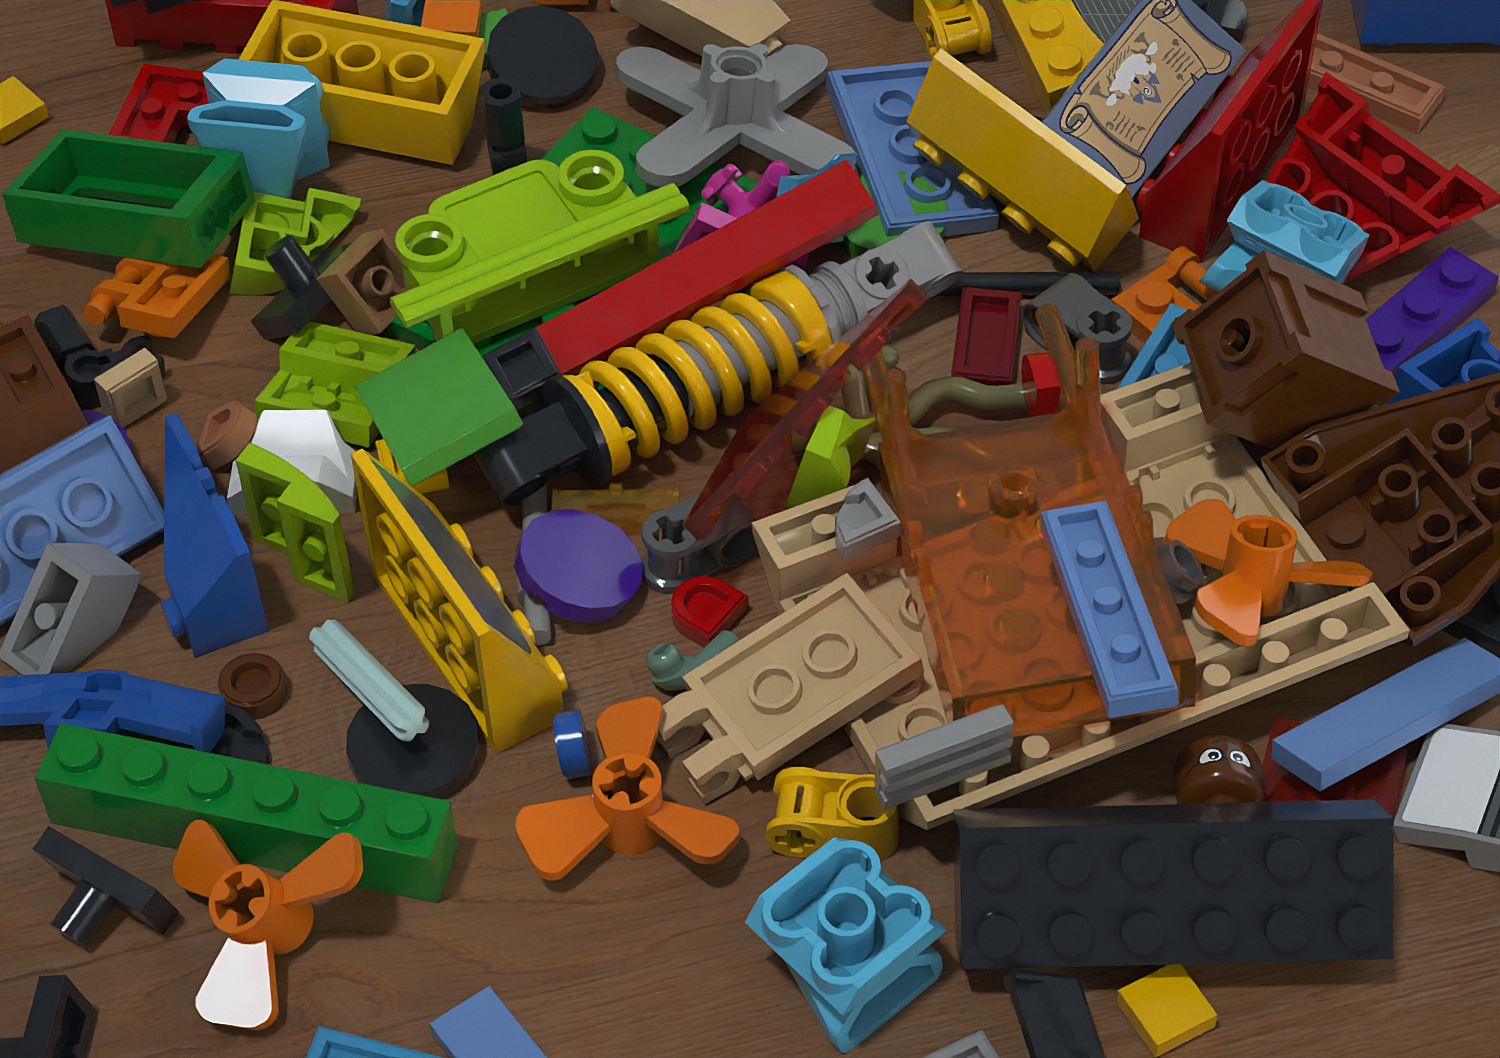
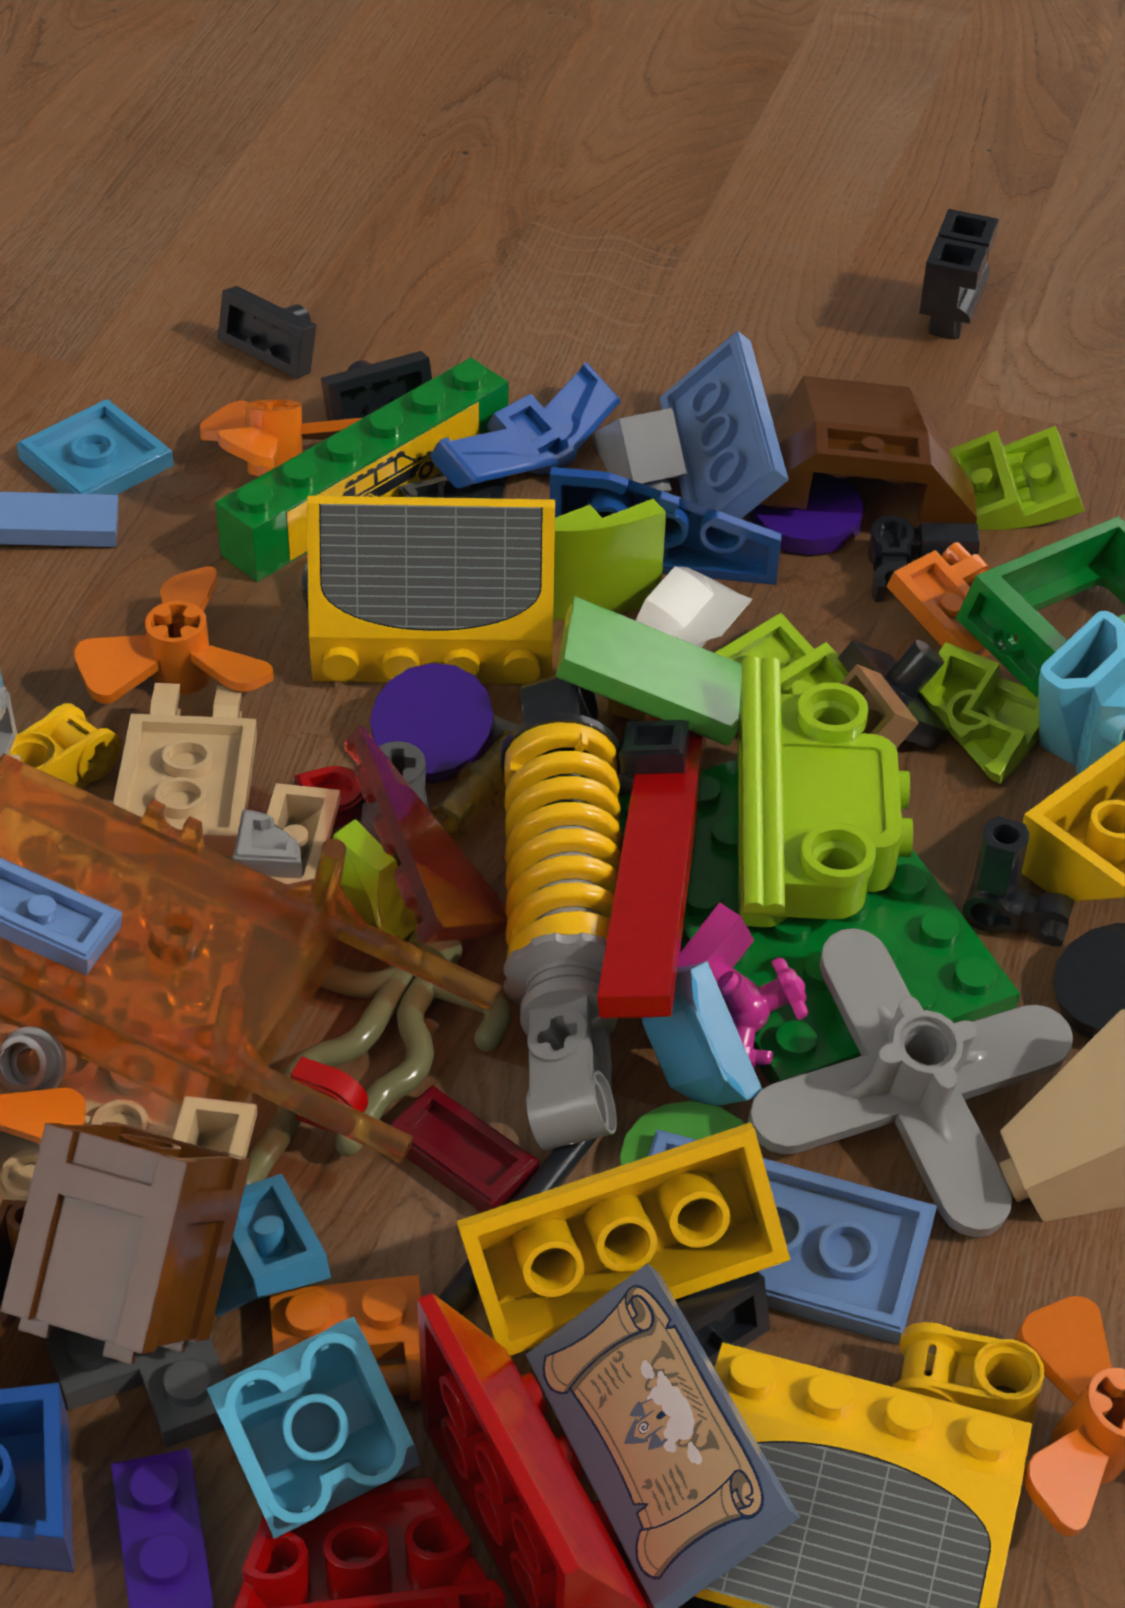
camera: 120 degrees right, 5 degrees down
(131, 388) = (851, 552): tan tile -> none
(225, 434) = (763, 590): nougat tile -> none
(572, 744) = (269, 643): blue tile -> none
(669, 665) = (280, 753): sand green arm -> none
(1086, 315) = (405, 1217): dark grey piece -> none

